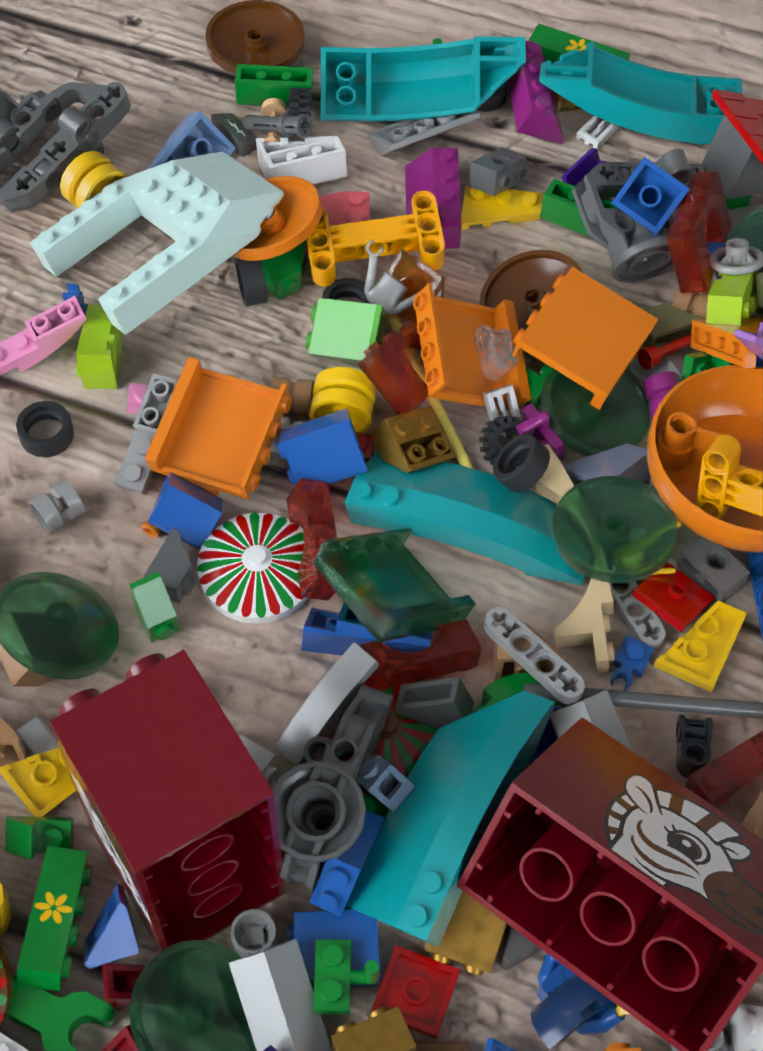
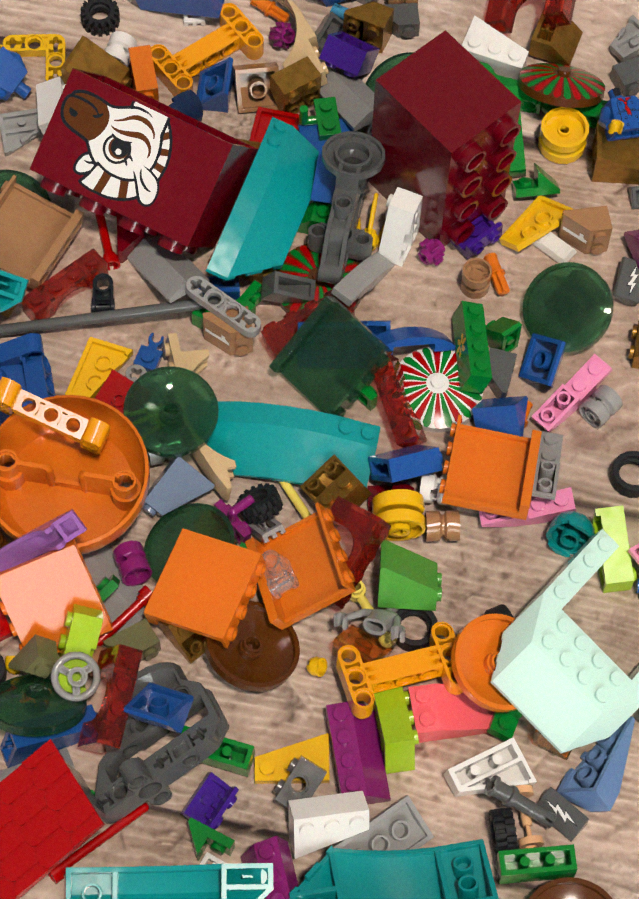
camera: 170 degrees right, 5 degrees up
(93, 527) = (572, 394): none -> bright pink slope
(108, 564) = (542, 359): none -> blue slope
(138, 366) = (569, 532): none -> teal cylinder
(200, 592) = (471, 347): none -> green brick
(281, 609) = (416, 336): none -> blue slope
(379, 779) = (313, 212): sand blue brick -> none
(389, 193) = (396, 730): none -> lime wedge
(464, 284) = (317, 666): none -> yellow hinge
(475, 129) = (325, 820): none -> white wedge
(529, 471) = (235, 471): black tyre -> none
(582, 142) = (204, 836): none -> green slope

